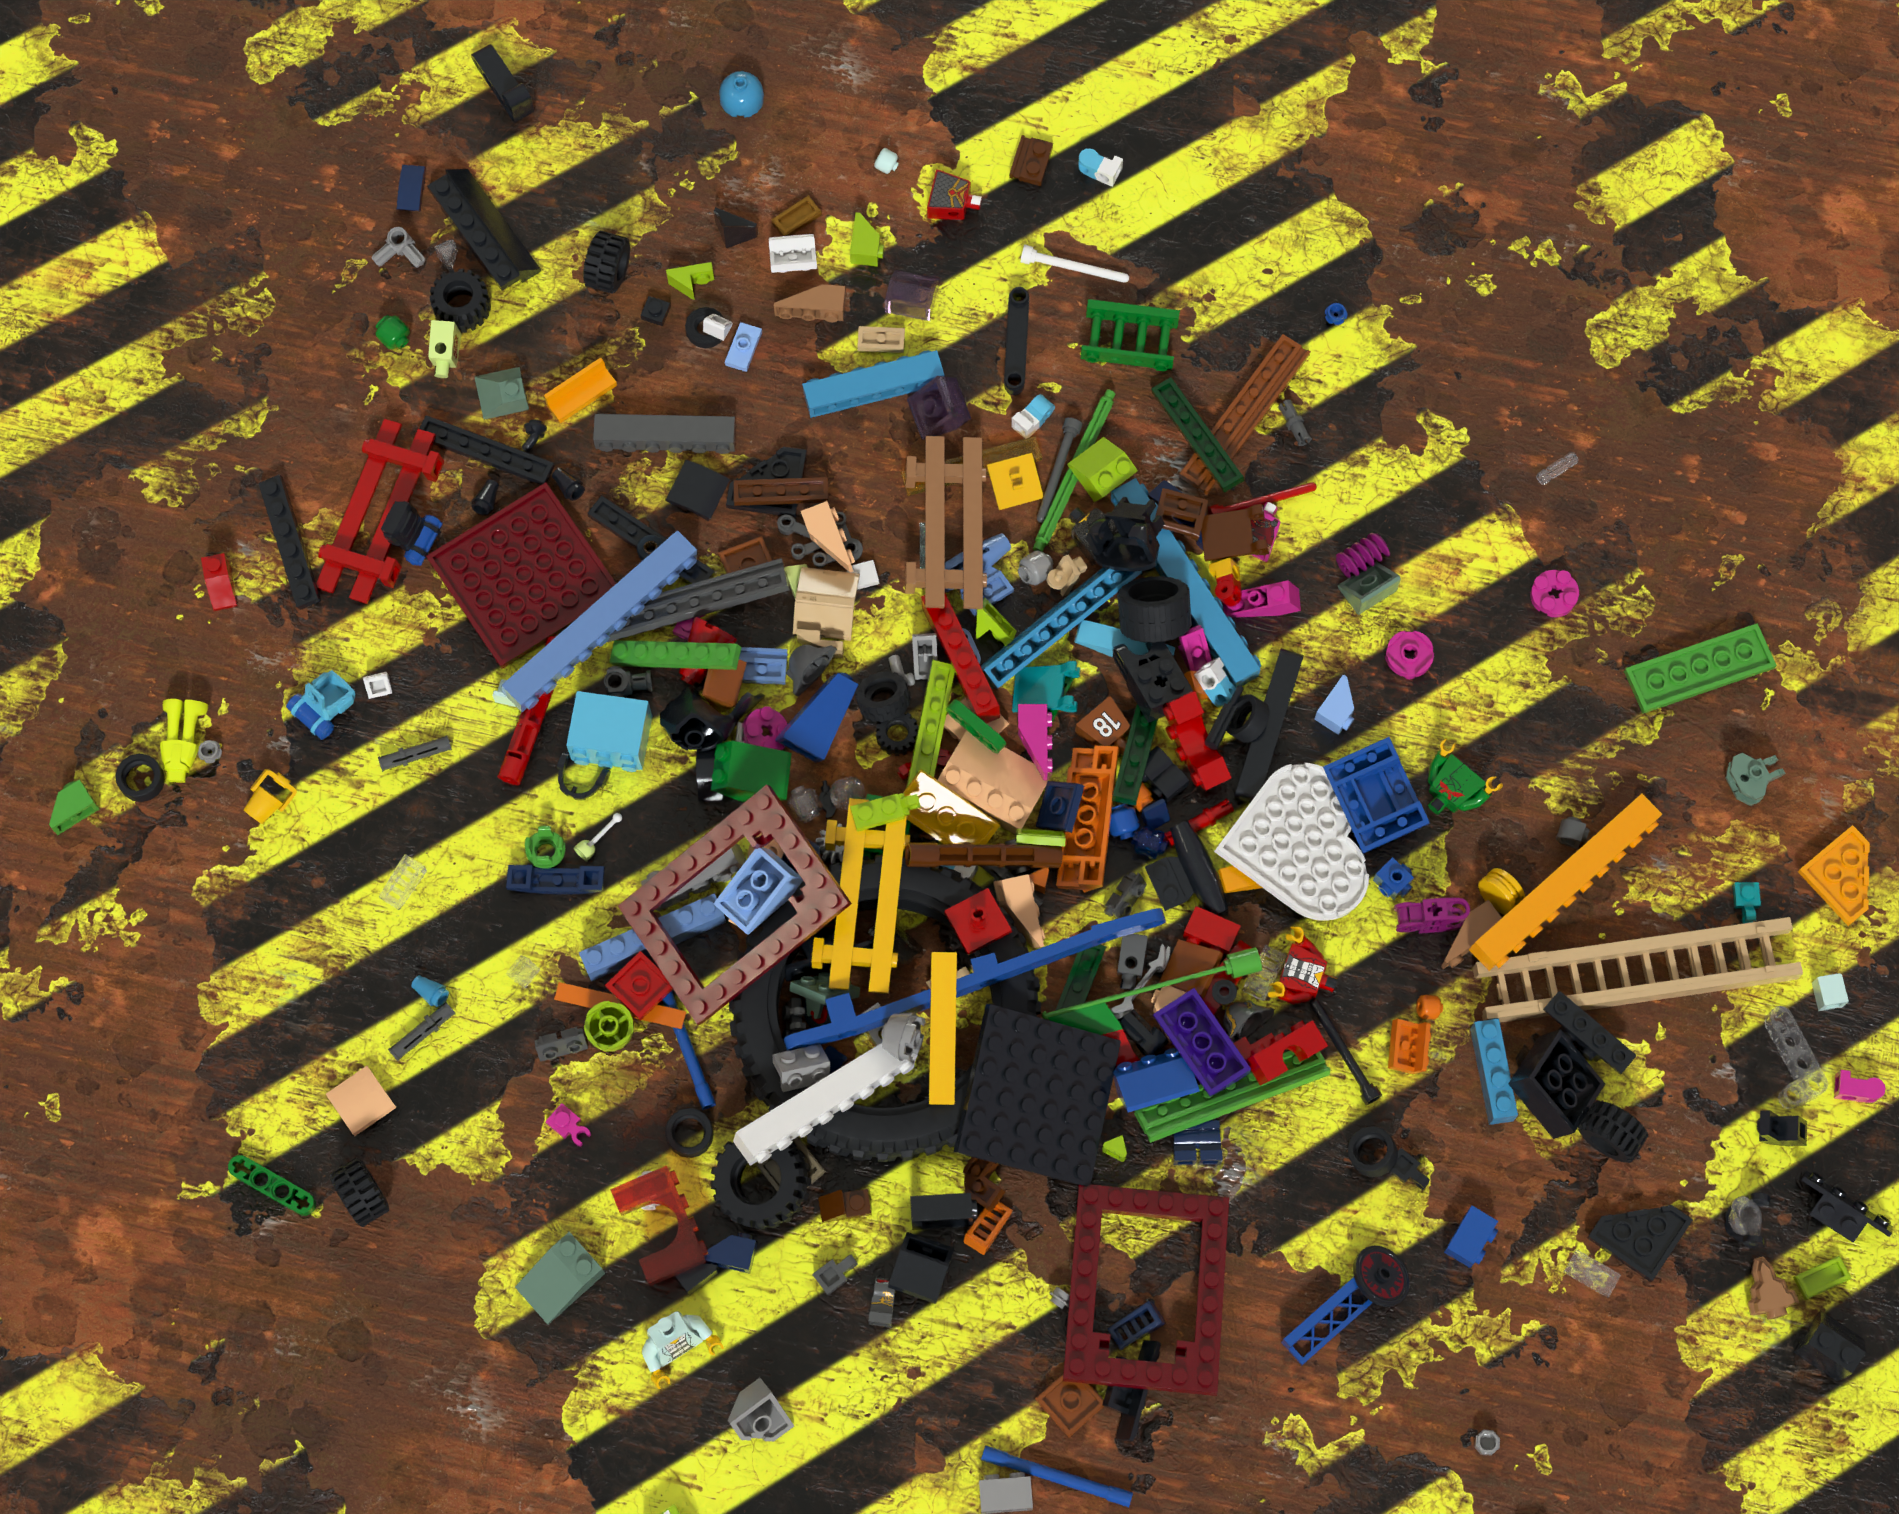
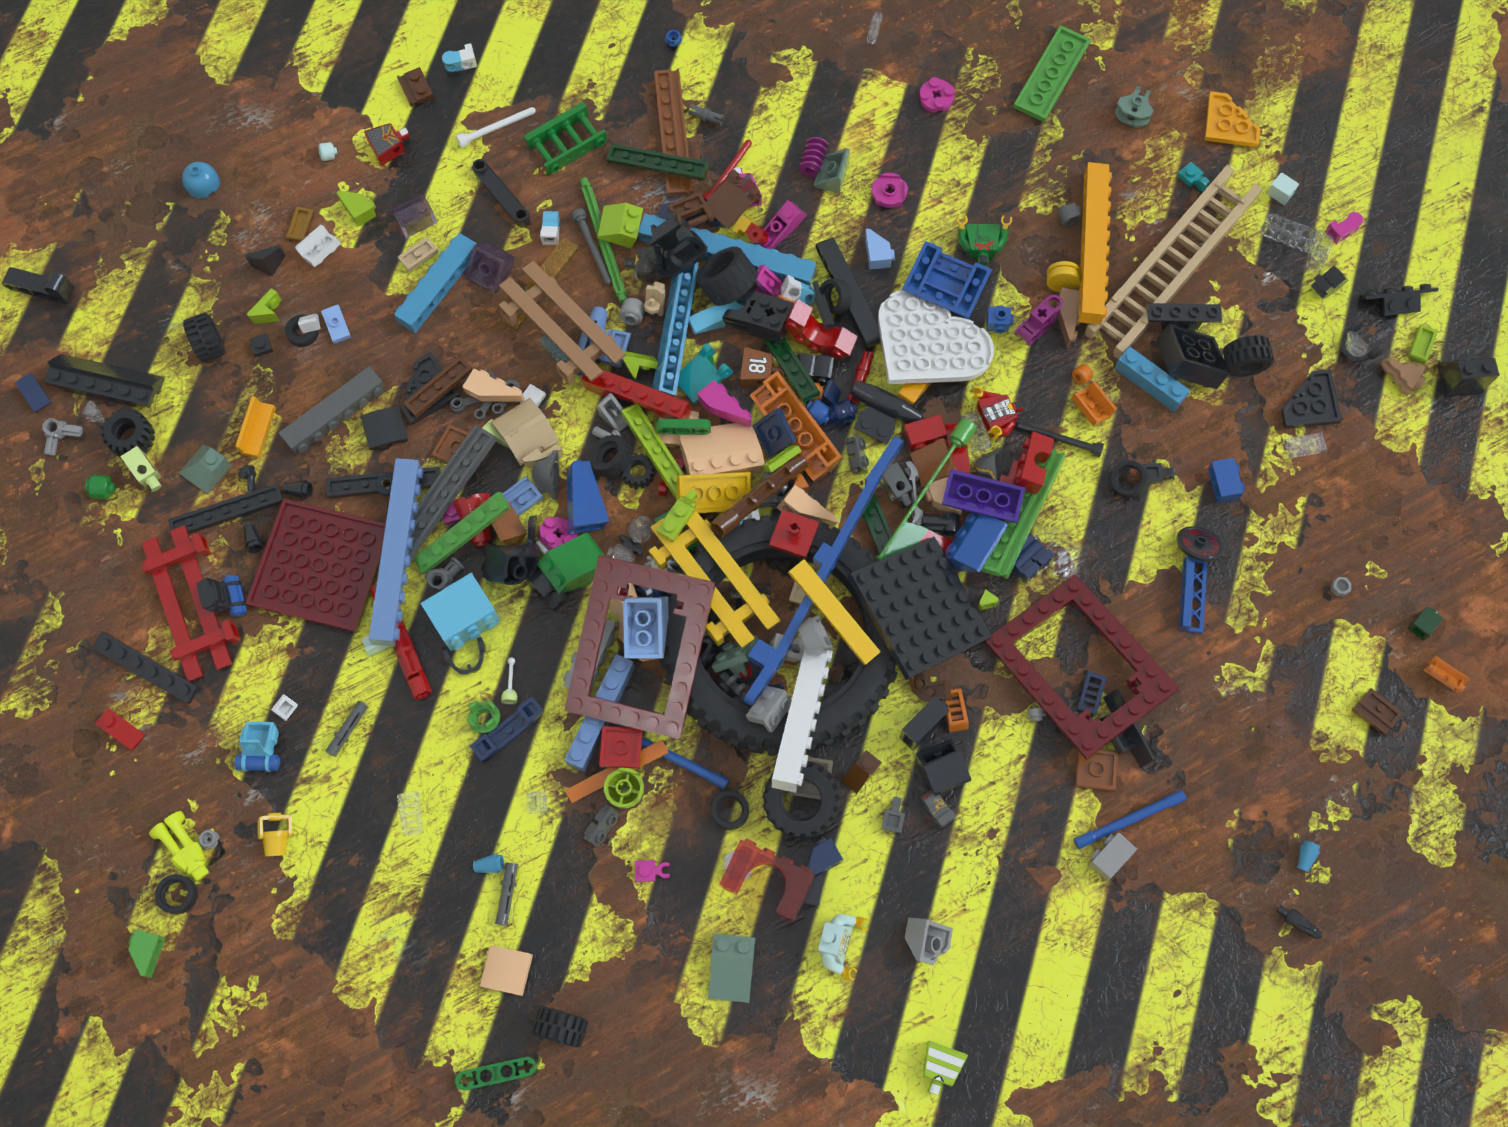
camera: 40 degrees left, 0 degrees up
(820, 302) = (359, 263): medium nougat slope -> none
(1015, 481) = (574, 272): yellow piece -> none
(1224, 999) = (960, 459): black plate -> none

